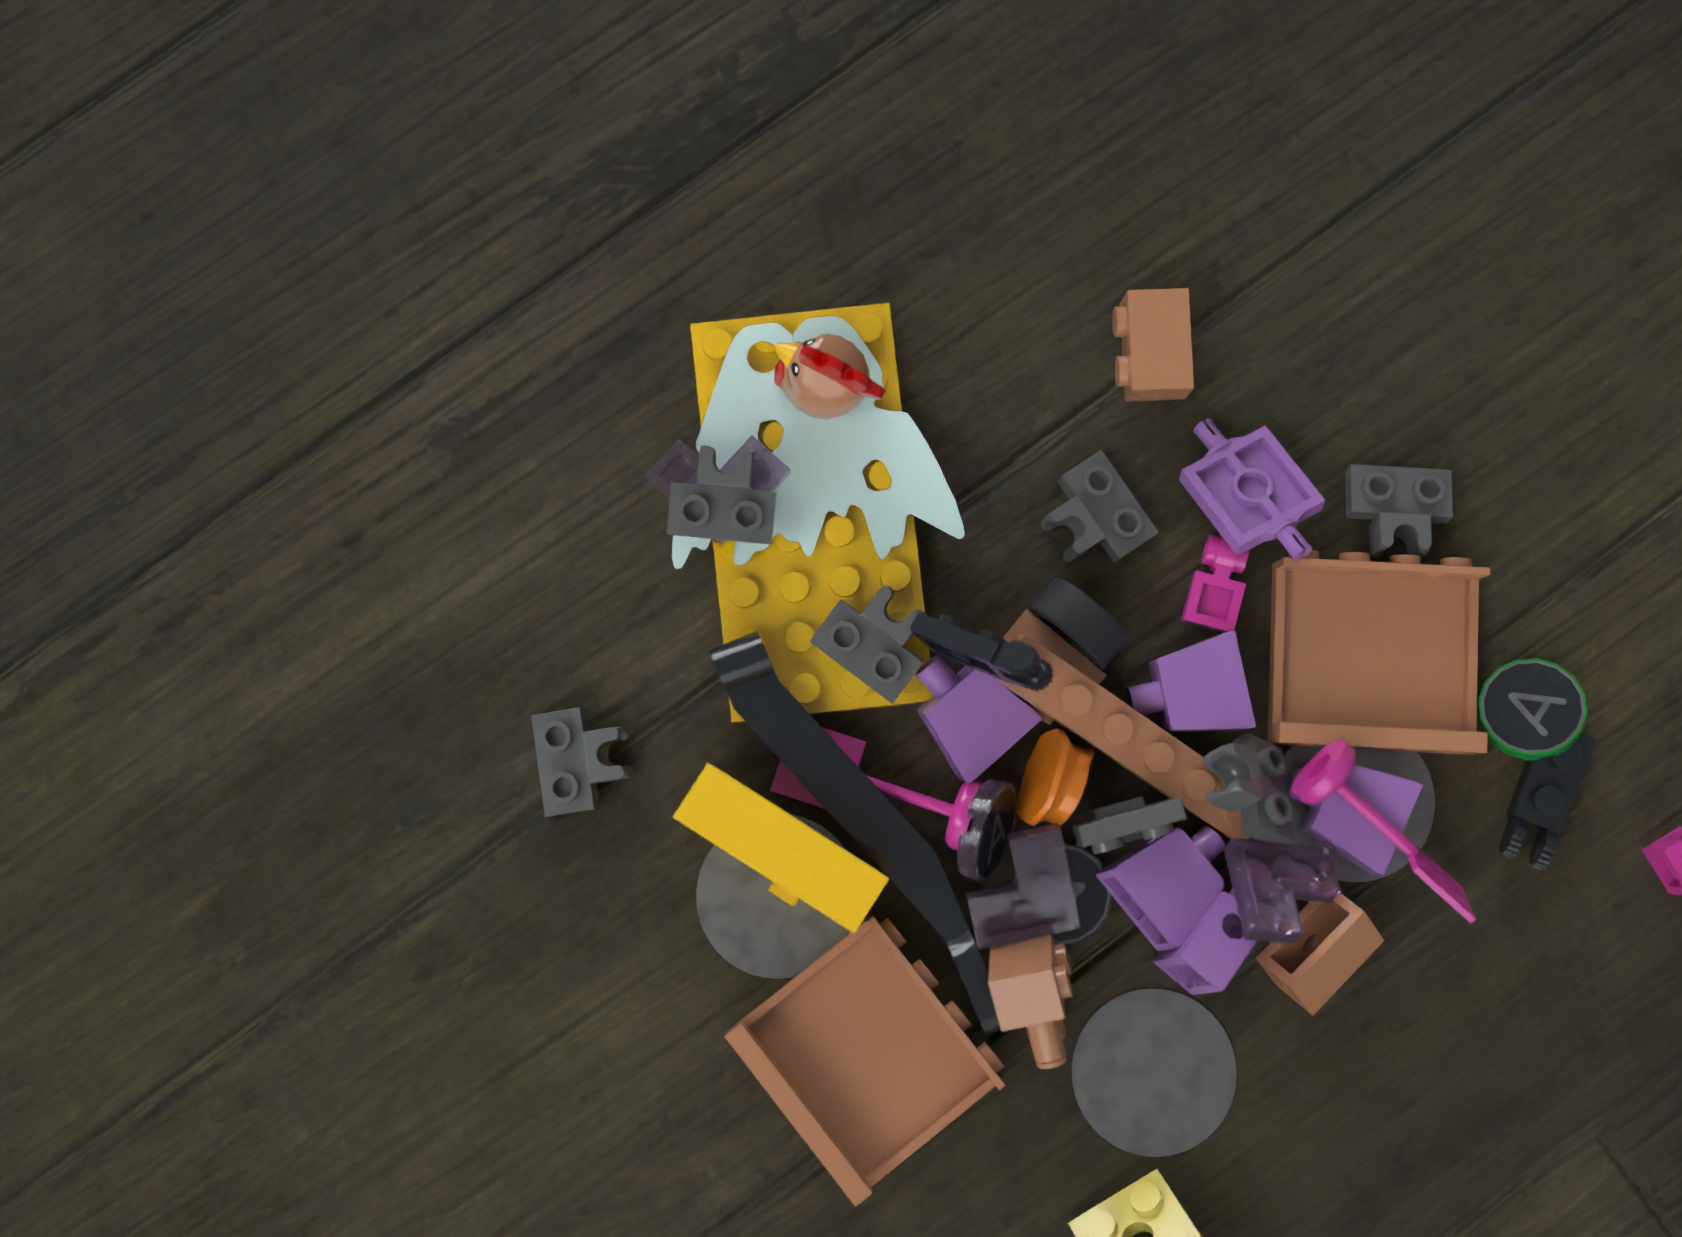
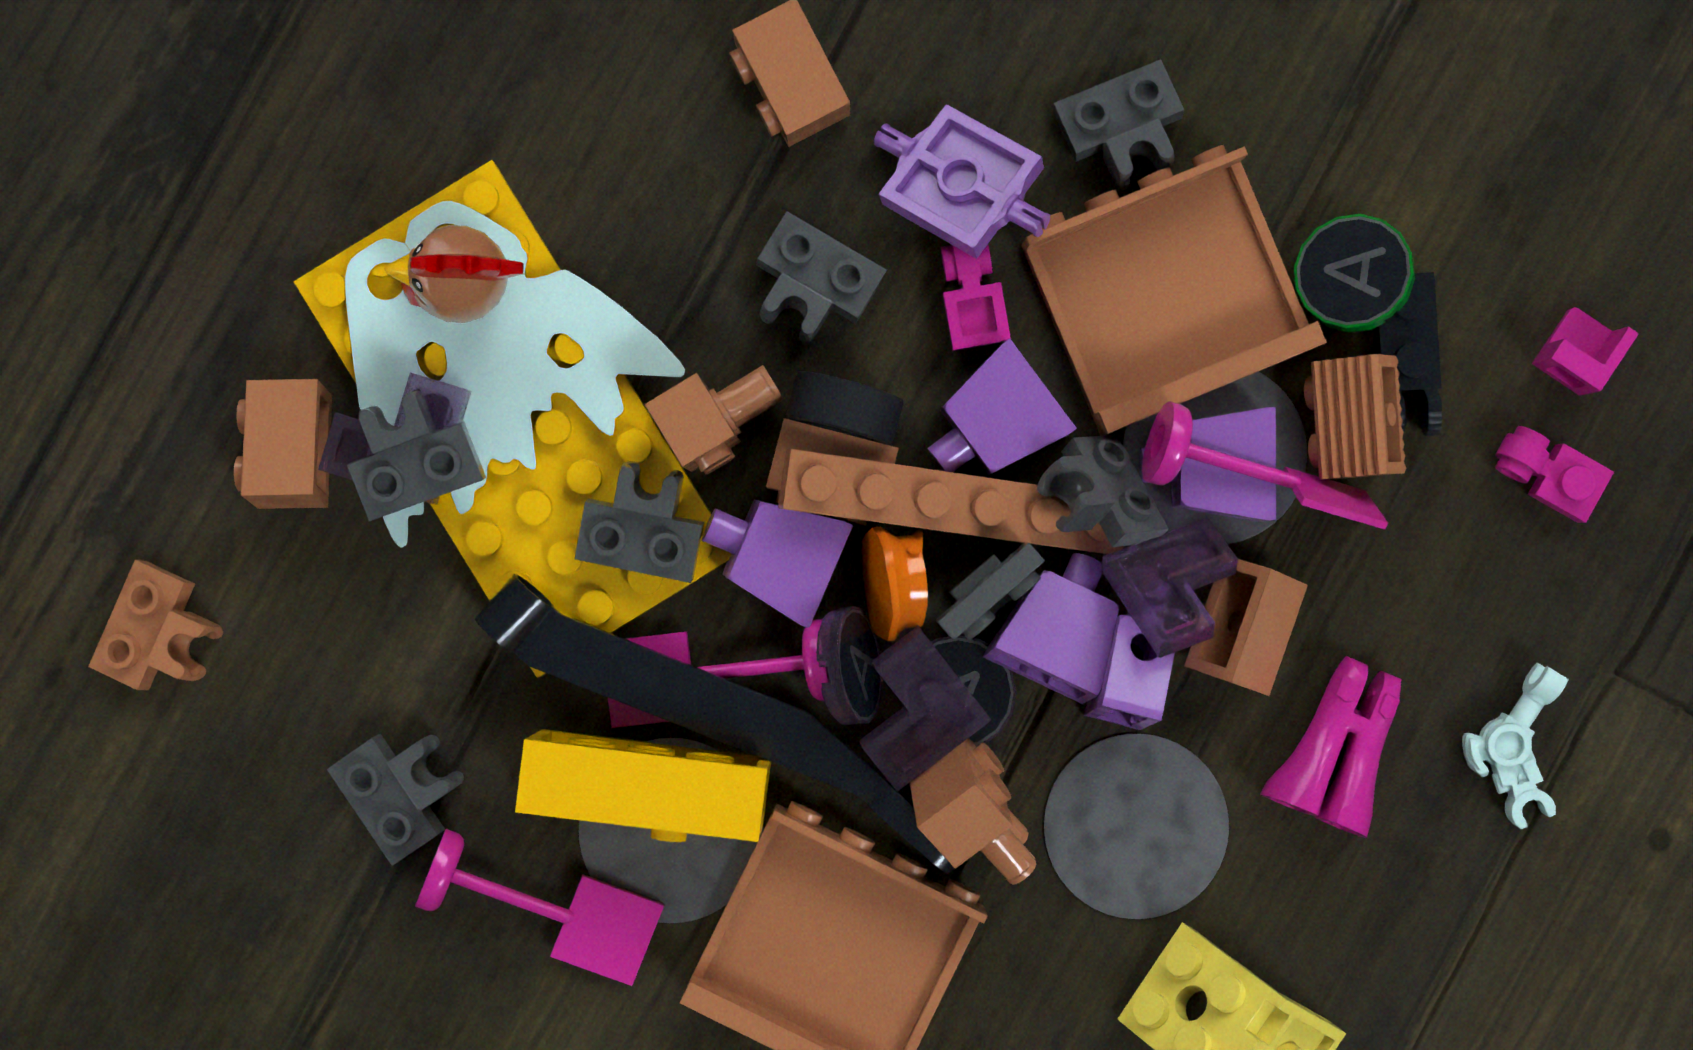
camera: 25 degrees left, 5 degrees up
(447, 540) = (152, 630): none -> nougat plate
(623, 445) = (283, 443): none -> nougat brick
(688, 947) = (600, 931): none -> dark pink piece
(963, 581) = (704, 423): none -> nougat brick
(984, 652) = (756, 488): black hinge -> none
(1312, 1096) = (1306, 773): none -> dark pink piece
(1483, 824) = (1356, 417): none -> nougat brick
(1488, 1151) = (1508, 746): none -> light aqua piece
(1629, 953) = (1564, 478): none -> dark pink plate

